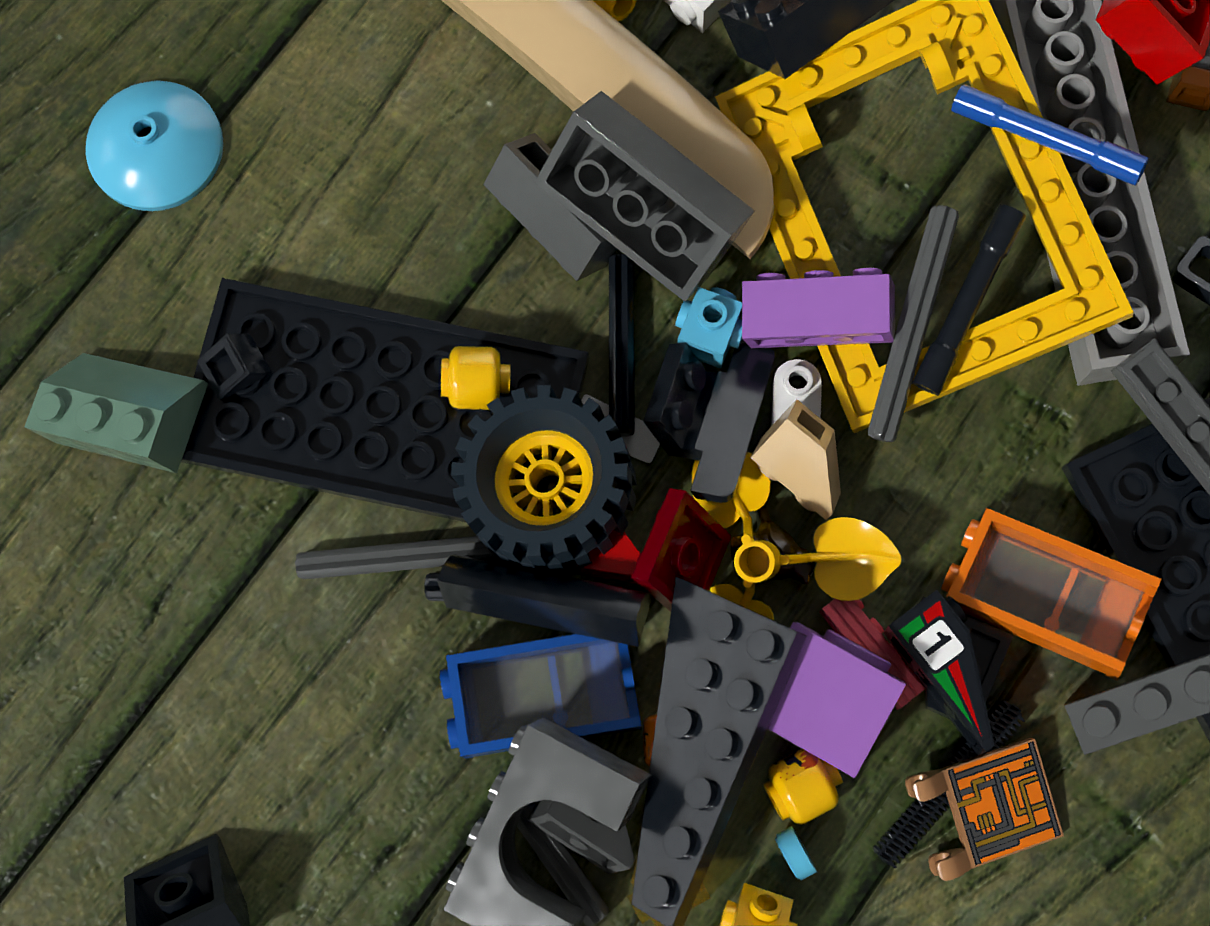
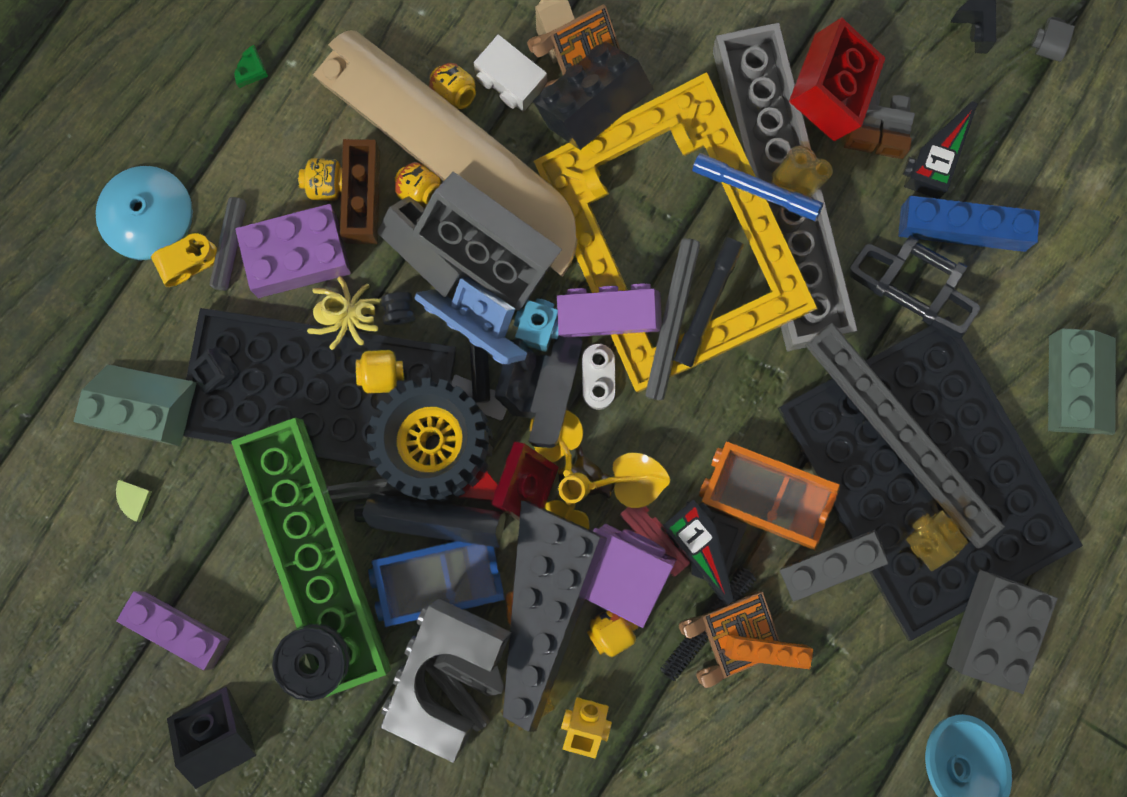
camera: 10 degrees left, 5 degrees up
(101, 548) = (132, 499): none -> yellowish green tile
(143, 743) = (173, 630): none -> medium lavender brick
(202, 209) = (180, 260): none -> yellow piece
(269, 193) = (227, 244): none -> dark grey axle
(313, 804) = (294, 674): none -> black wheel
(357, 645) = (309, 544): none -> bright green brick
(361, 205) = (293, 251): none -> medium lavender brick
(411, 109) = (321, 179): none -> yellow head
(421, 292) = (345, 312): none -> light yellow animal
(463, 126) = (360, 191): none -> reddish brown brick
(506, 293) = (397, 308): none -> black wheel
(543, 115) = (417, 182): none -> yellow head
(625, 305) = (478, 316): none -> medium blue bracket
(795, 853) = (609, 676): medium azure tile -> none
(802, 457) = (603, 413): tan slope -> none
(1042, 831) = (768, 652): none -> orange piece
(1118, 115) = (802, 172): none -> clear yellow piece

